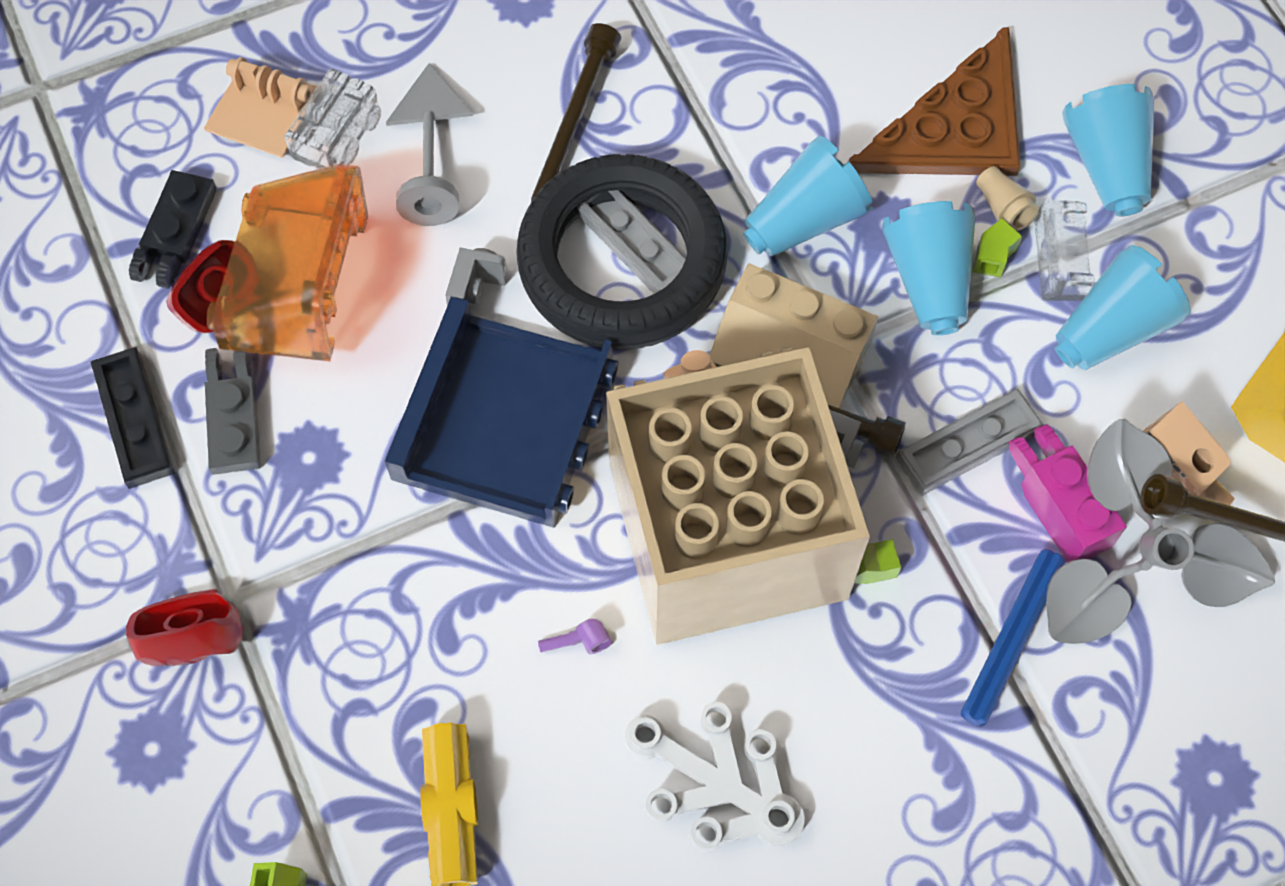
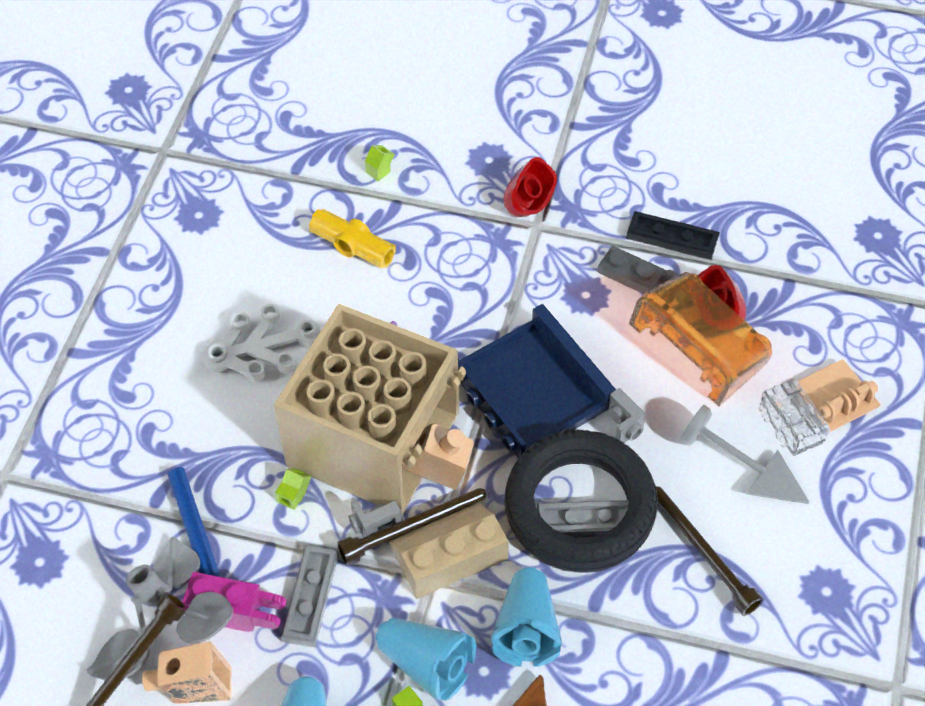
camera: 130 degrees right, 10 degrees down
(173, 227) = (781, 310): black hinge -> none

